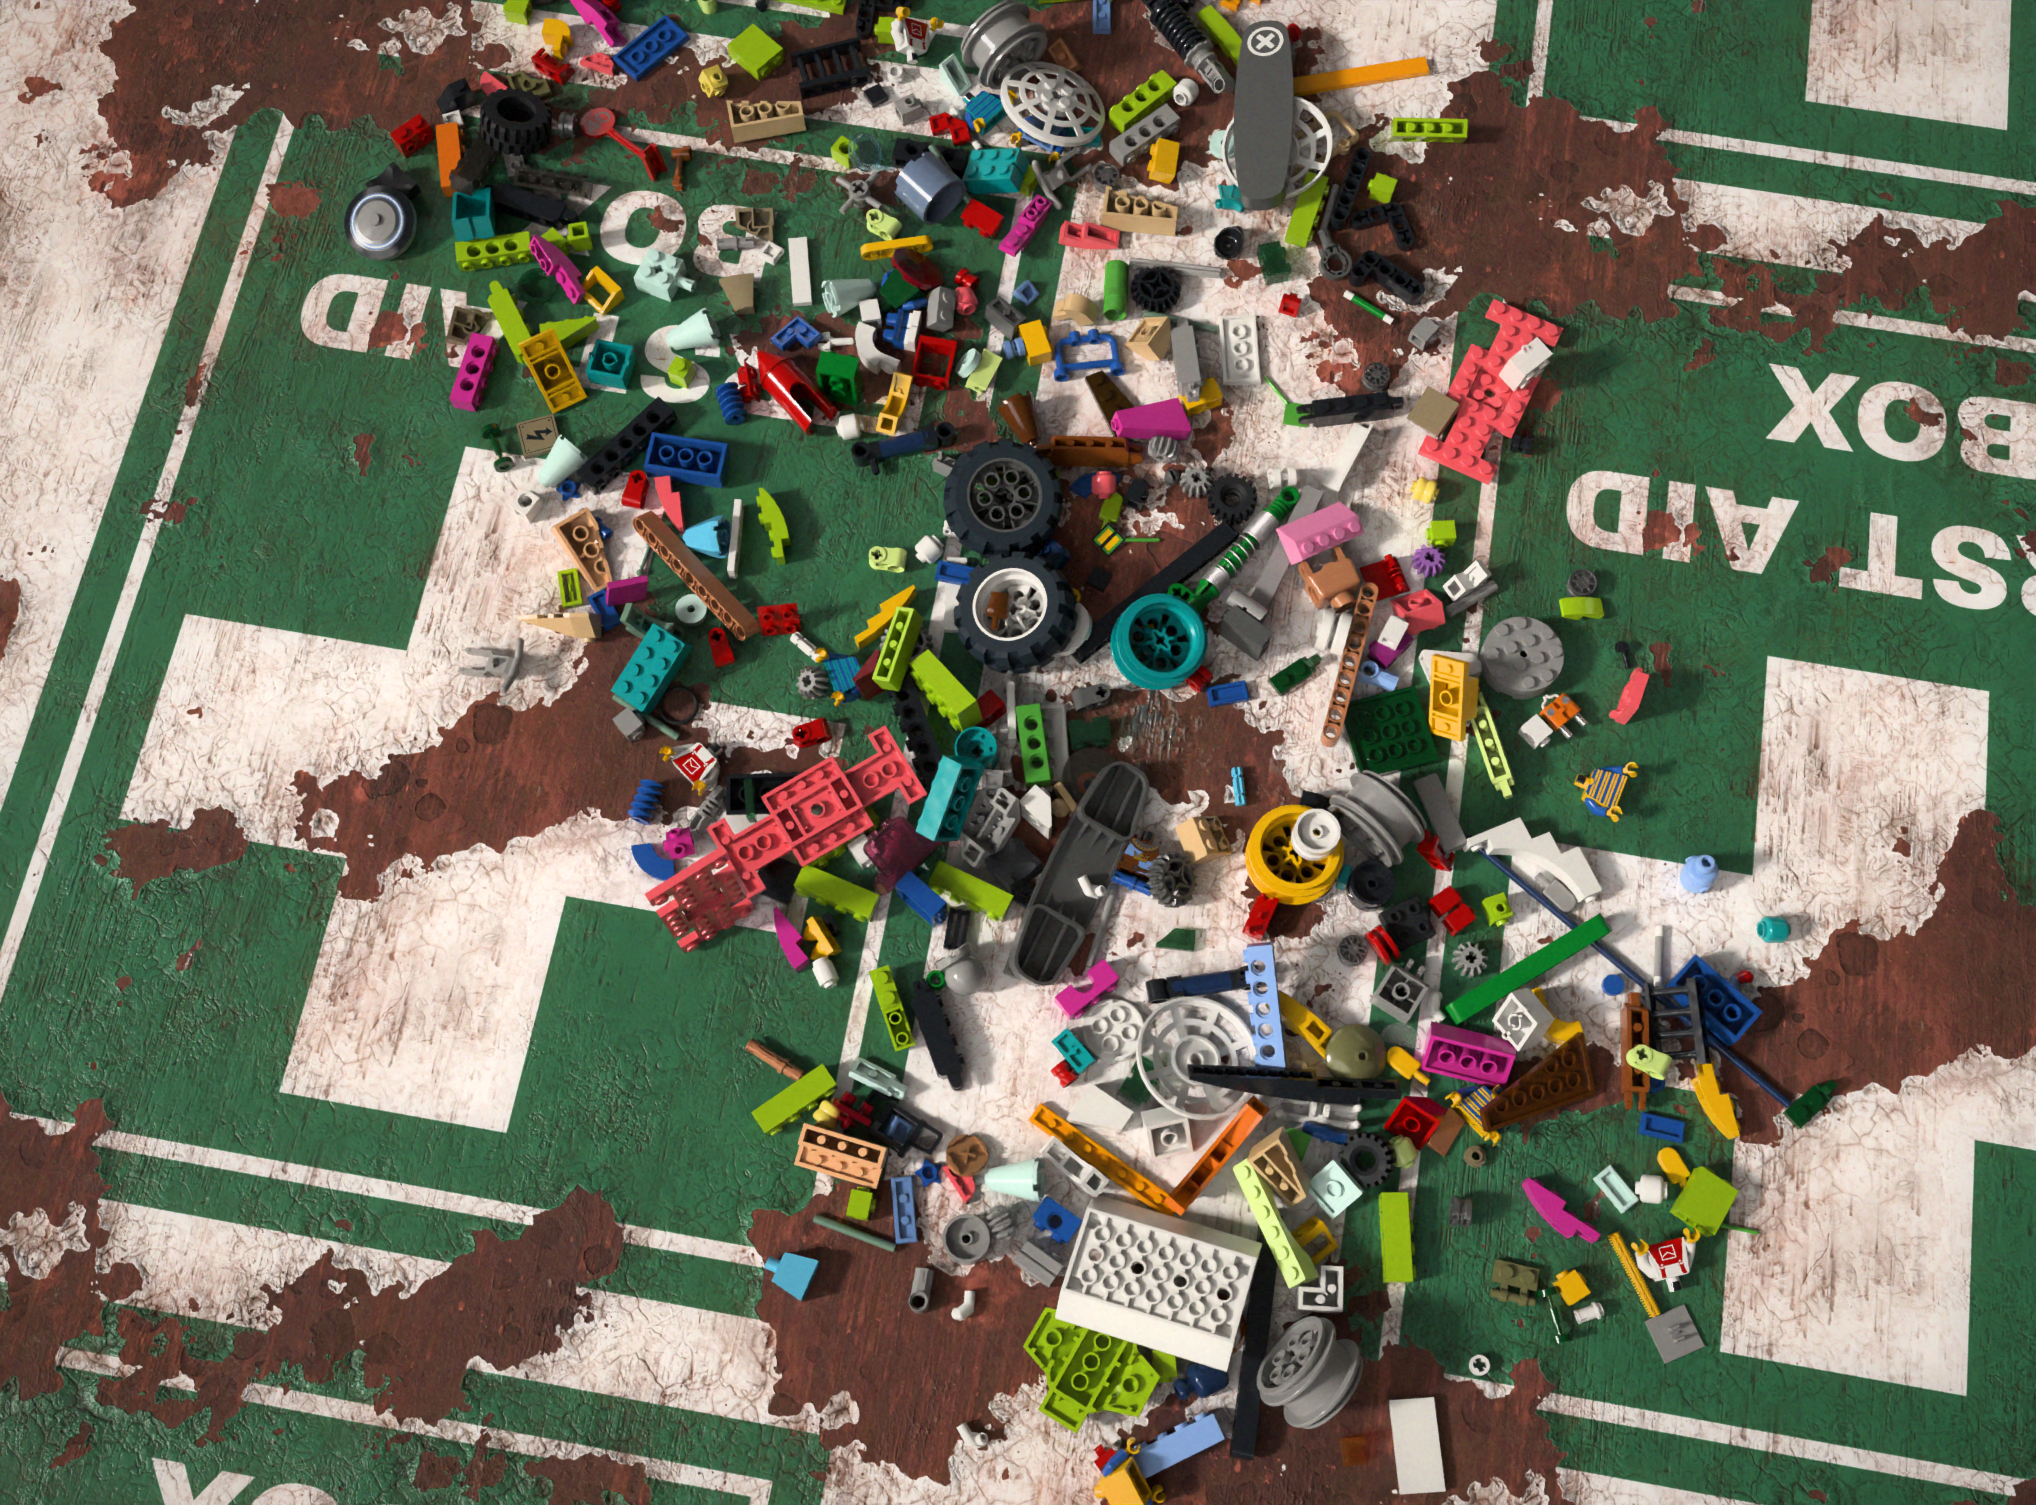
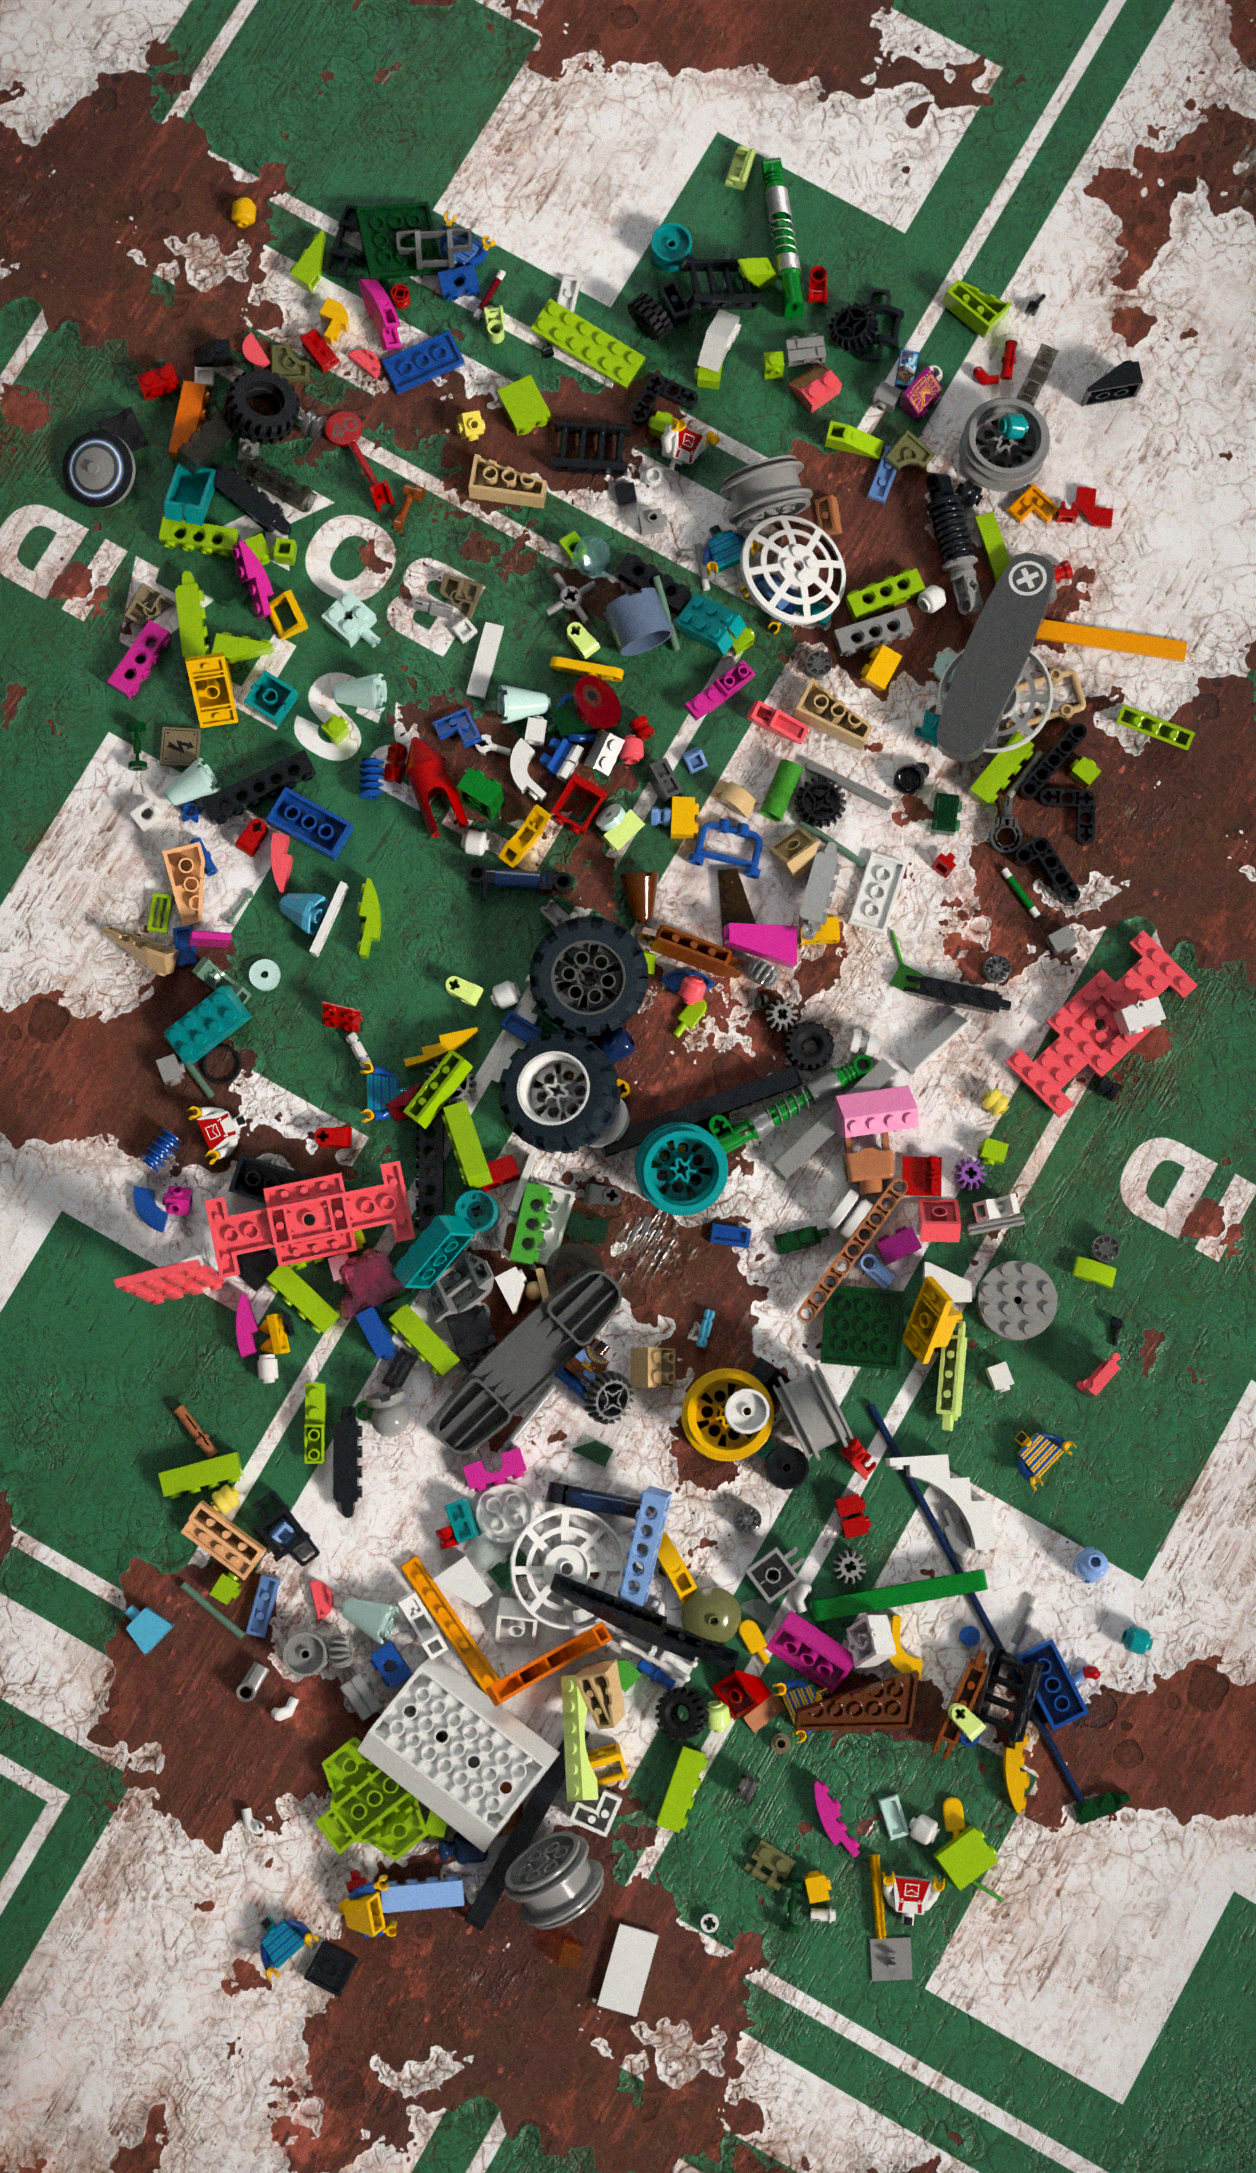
camera: 15 degrees right, 10 degrees up
(498, 665) = (71, 970): light grey piece -> none
(696, 575) = (279, 943): nougat beam -> none
(708, 810) = (214, 1177): light grey hinge -> none
(721, 650) = (278, 1028): red piece -> none
(740, 292) = (420, 663): dark tan slope -> none
(750, 800) = (253, 1187): clear green tile -> none
(812, 682) = (351, 1089): light grey gear -> none
(845, 1104) = (244, 1507): dark red hips -> none
(877, 1078) = (280, 1481): light aqua hinge -> none
(934, 1169) = (291, 1581): blue plate -> none
(946, 123) = (682, 549): red tile -> none
(953, 75) = (710, 501): light aqua slope -> none
(966, 1155) = (334, 1579): medium nougat tile -> none
(982, 218) = (679, 669): red brick -> none
(992, 779) = (480, 1246): white brick -> none
(998, 608) = (541, 1087): reddish brown piece -> none
(1057, 176) = (766, 649): light grey piece -> none
(1091, 890) = (533, 1379): white arm -> none
(1099, 579) = (654, 1080): black tile -> none
(1109, 539) = (679, 1044): piece -> none
(1136, 494) = (721, 1008): black brick -> none
(1199, 678) = (705, 1215): red wheel -> none
(1245, 632) = (767, 1185): dark grey brick -> none
(1247, 605) = (777, 1163): light grey pin -> none
(1260, 916) = (676, 1458): red hinge -> none
(1334, 1188) = (644, 1727): light aqua tile -> none
(1382, 944) = (774, 1525): red head -> none
(1393, 632) = (904, 1236): white brick -> none
(1407, 923) = (806, 1513): black brick -> none
(1433, 411) = (1035, 1026): dark tan tile -> none
(1440, 813) = (877, 1422): light grey slope -> none
(1497, 910) = (892, 1530): lime brick -> none
(1560, 712) = (1031, 1366): orange piece -> none
(1661, 1127) = (958, 1778): blue tile -> none

